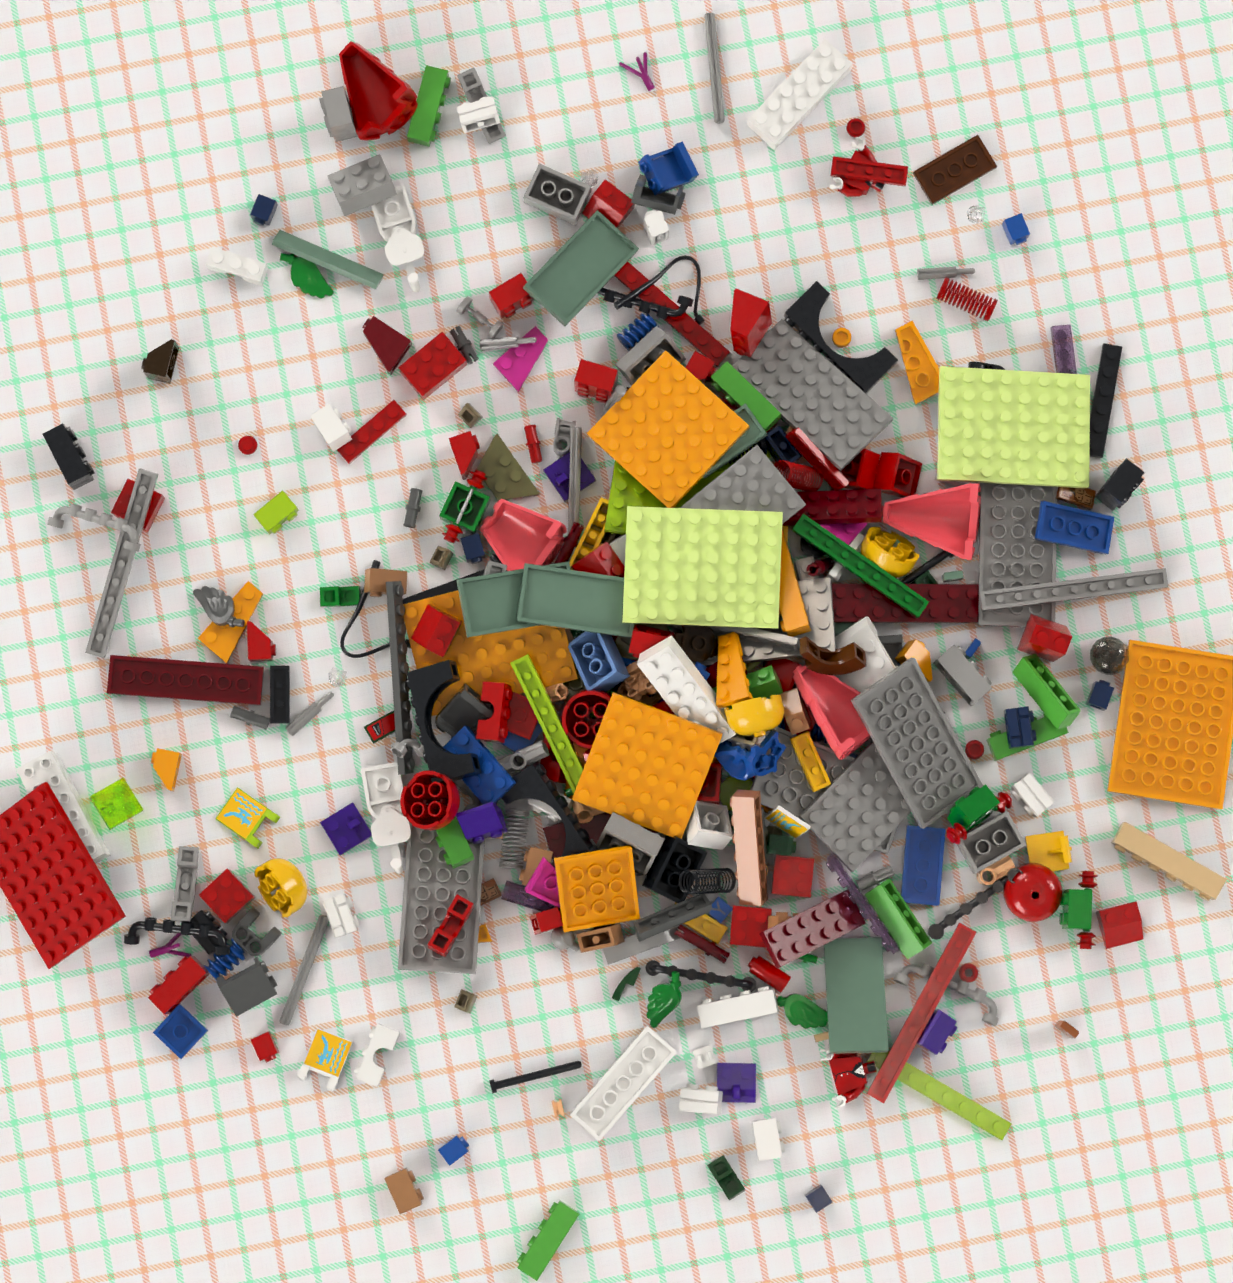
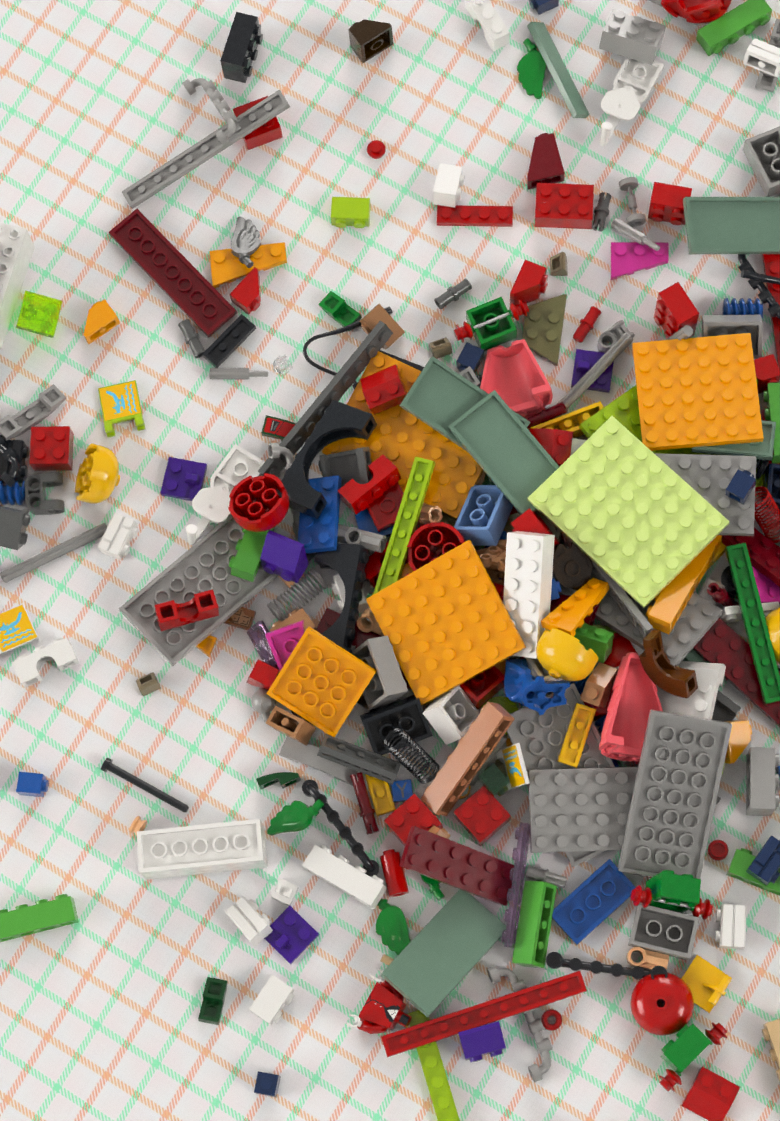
camera: 55 degrees right, 10 degrees down
(768, 478) = (741, 486): none -> dark blue brick

